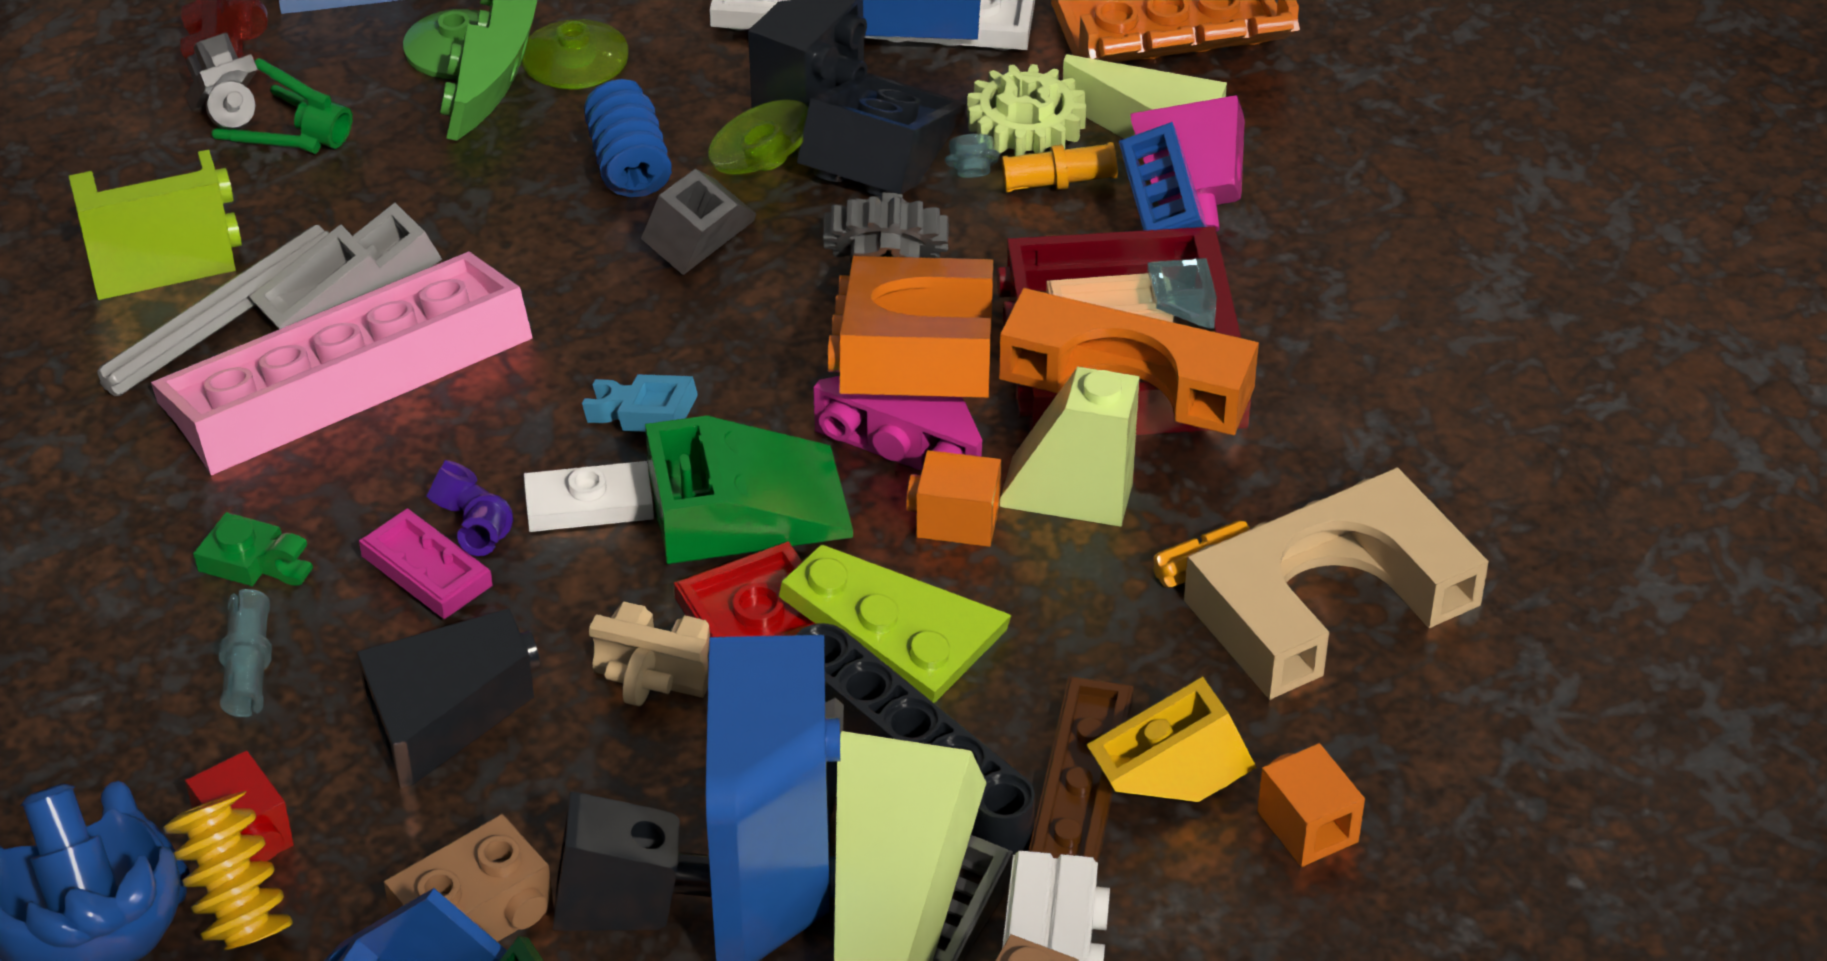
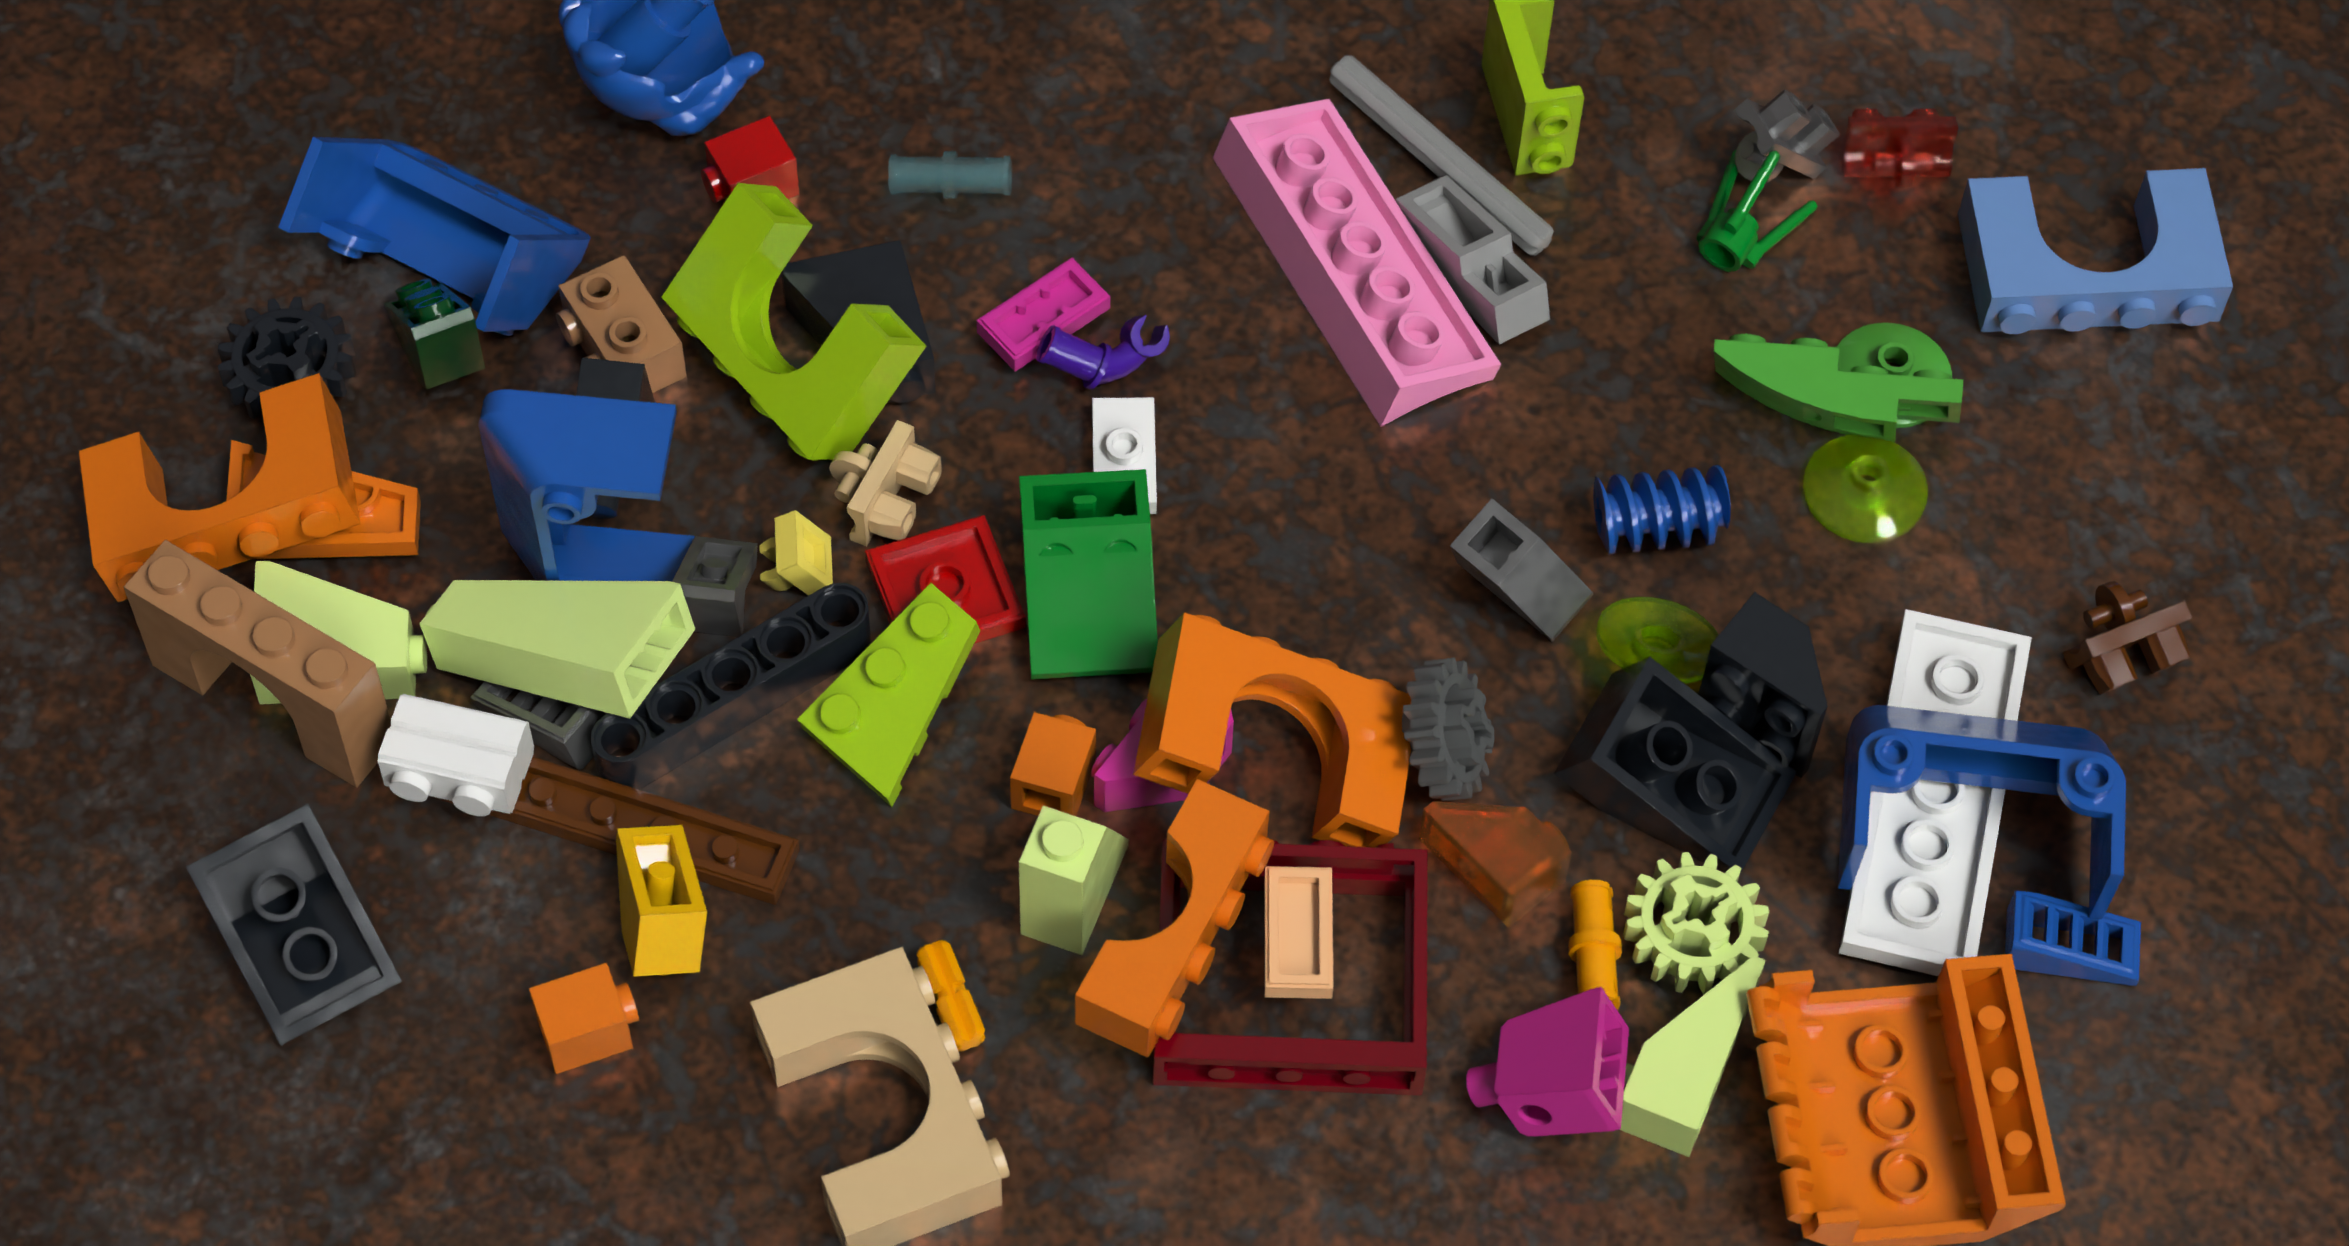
camera: 95 degrees right, 15 degrees up
(228, 873) = (652, 145): yellow piece -> none
(247, 548) = (1089, 178): green plate -> none
(562, 699) = (725, 303): none -> lime arch
(644, 402) = (1241, 509): dark azure plate -> none
(972, 155) = (1621, 857): clear light blue plate -> none
(990, 208) = (1498, 853): none -> clear orange slope
(1173, 215) = (1475, 1022): blue slope -> none
(1184, 290) = (1289, 997): clear light blue slope -> none

